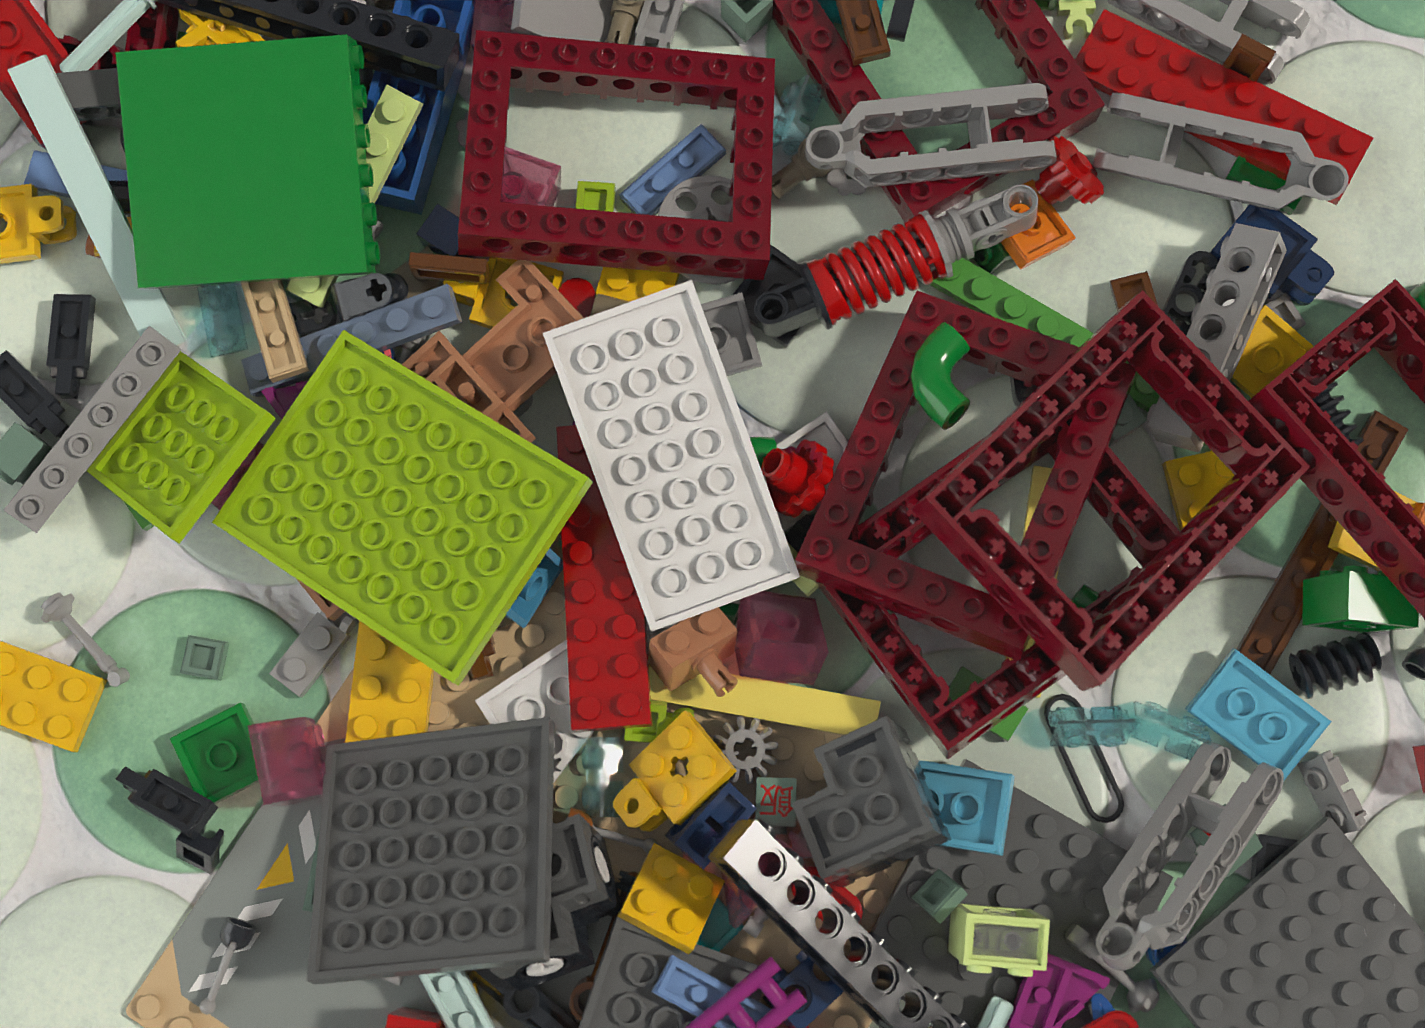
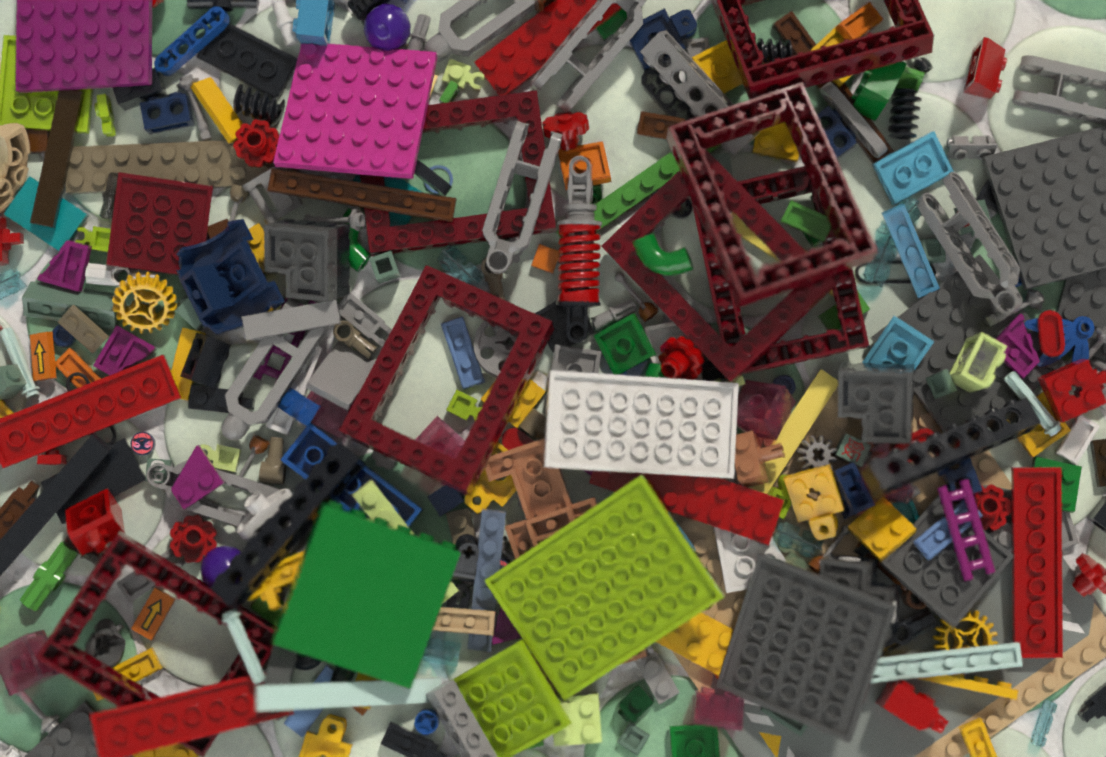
camera: 70 degrees left, 5 degrees up
(105, 340) = (425, 724): none -> blue wheel
(201, 565) = (585, 719): none -> yellowish green piece
(254, 636) = (634, 704): none -> dark green bracket
(449, 268) = (473, 505): reddish brown tile -> none
(786, 393) = (624, 344): none -> green plate
(825, 362) = (614, 314): none -> light grey axle
(836, 660) = (786, 381): none -> dark blue tile
(852, 404) = (647, 309): none -> hinge
(860, 225) = (545, 259): none -> orange tile
(921, 52) = (442, 167): none -> medium blue piece
(1097, 570) = (806, 221): none -> bright green tile
(1127, 761) = (910, 250): none -> dark azure plate
(1141, 800) = (933, 250): none -> sand green tile
(1258, 572) = (837, 130): none -> dark blue brick
(1287, 589) = (853, 120): none -> light grey beam
(1395, 650) = (910, 79): none -> bright green tile

